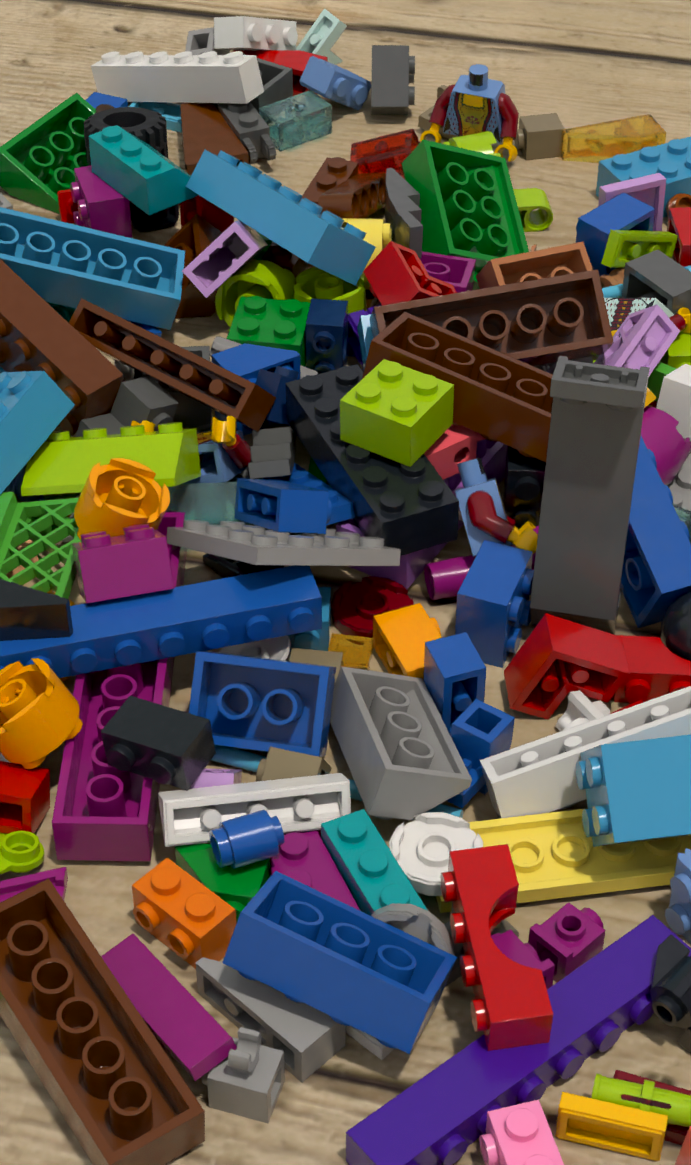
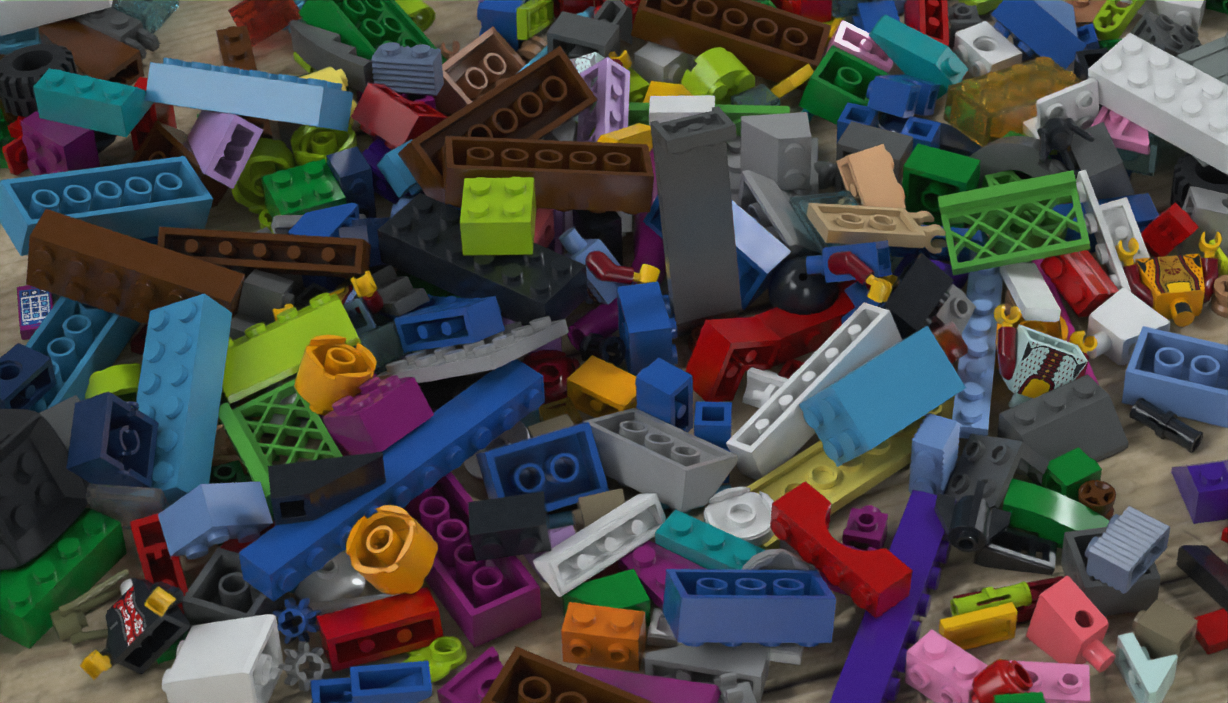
camera: 30 degrees left, 0 degrees up
(246, 839) = (618, 563): blue brick -> none
(356, 196) = (274, 52): reddish brown beam -> none
(442, 591) = (609, 344): none -> black bush
(456, 248) = (408, 69): none -> sand blue brick

